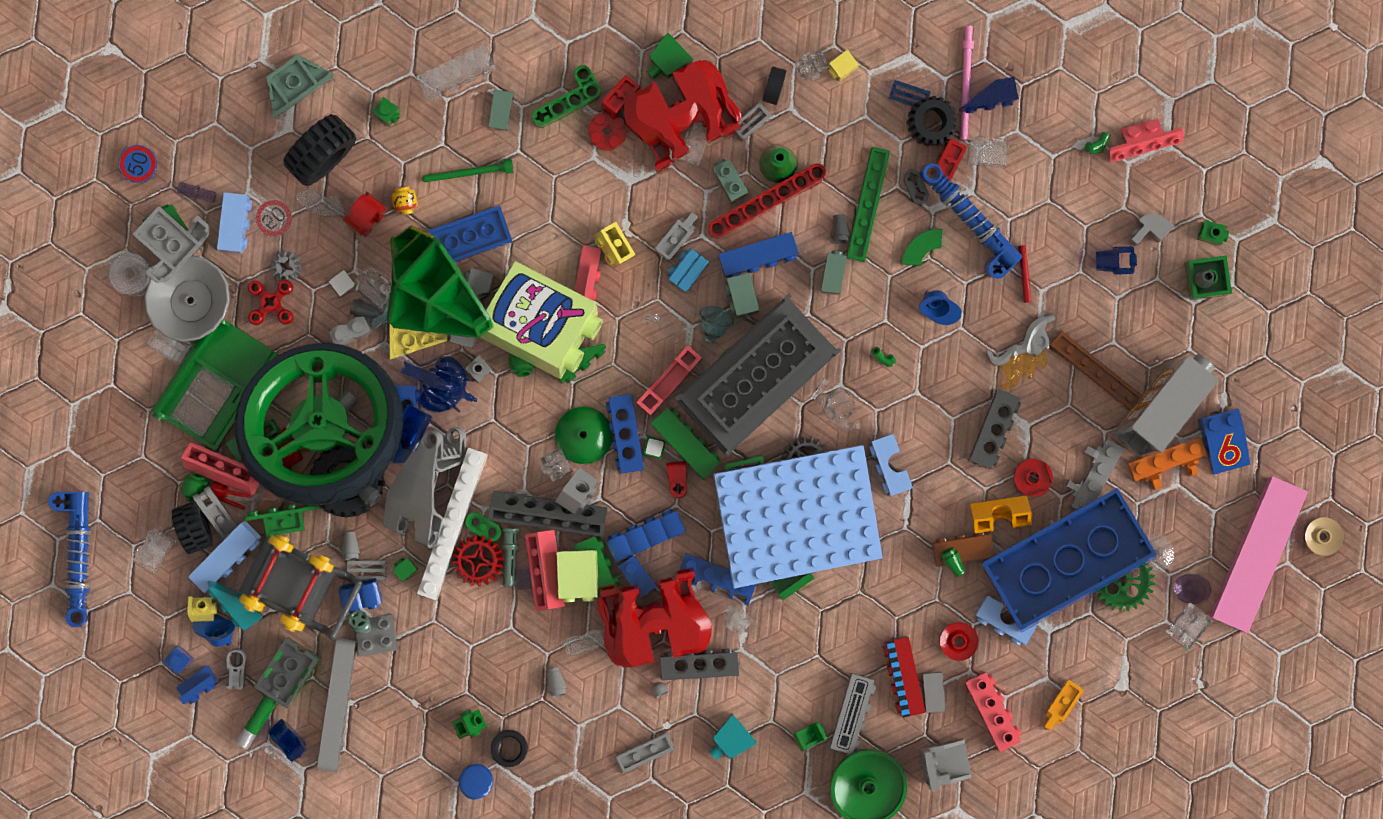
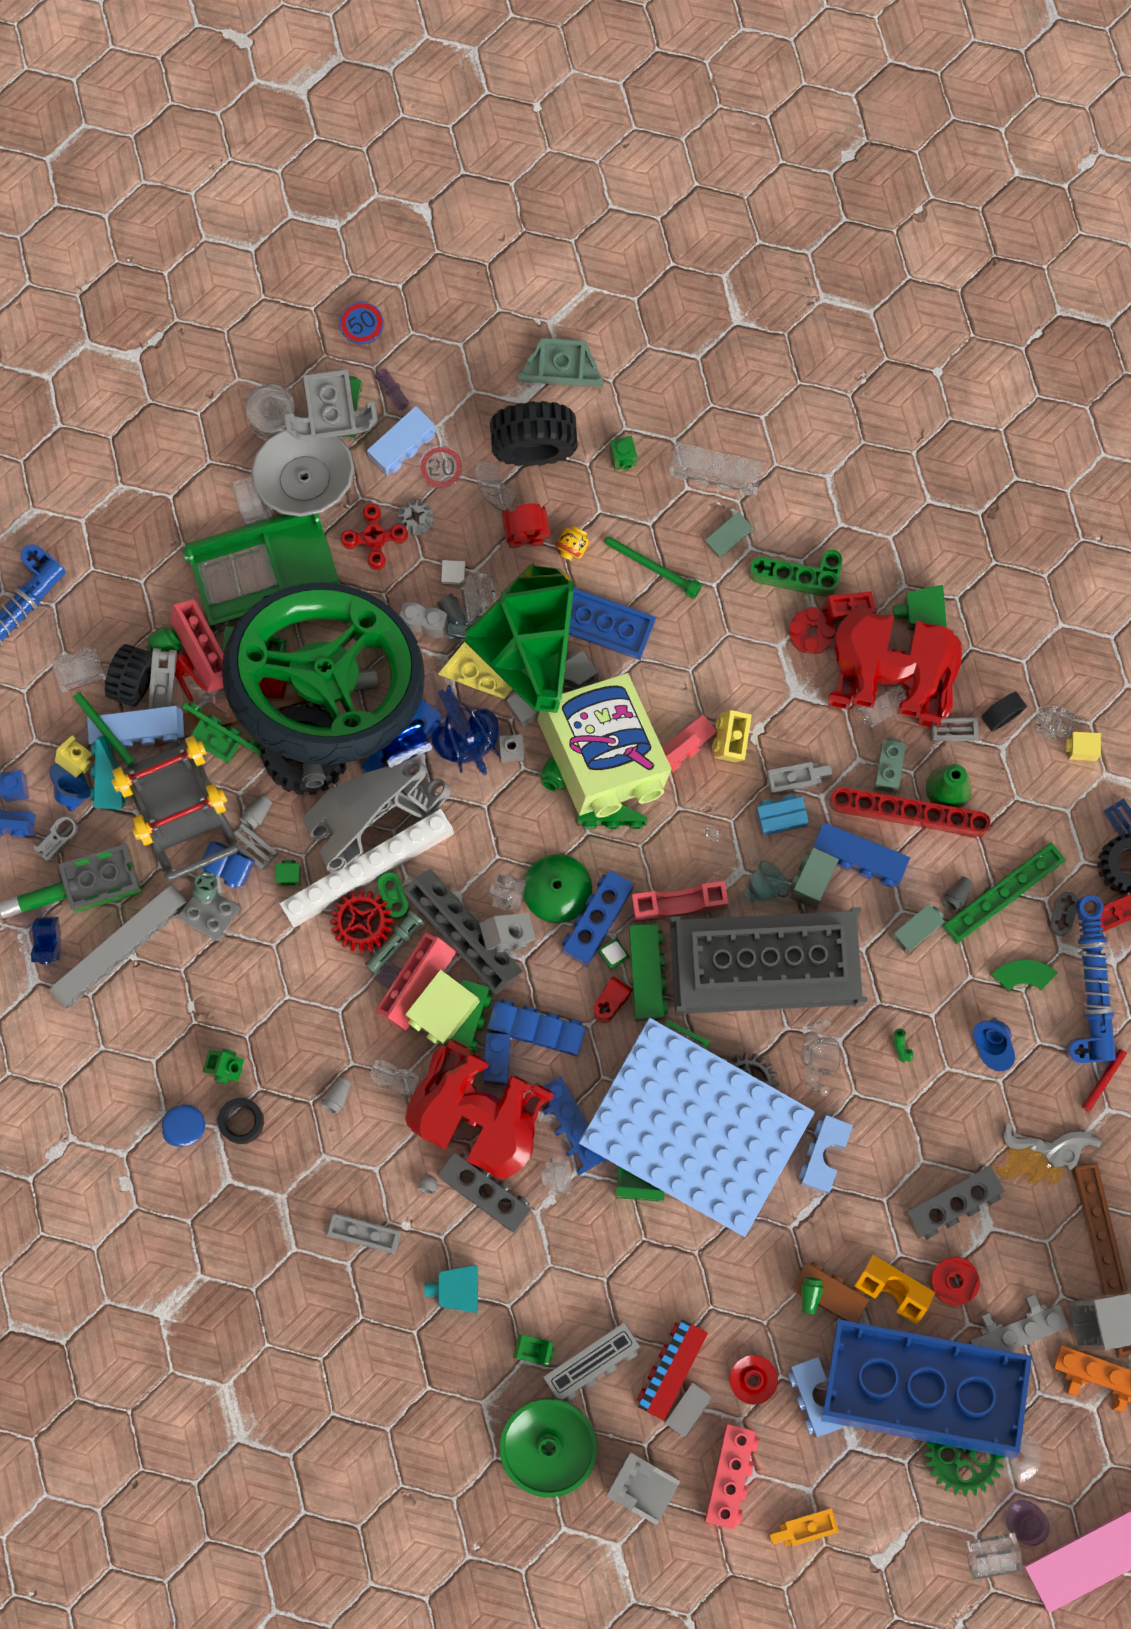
camera: 45 degrees right, 10 degrees down
(206, 576) = (104, 729): none -> green bar

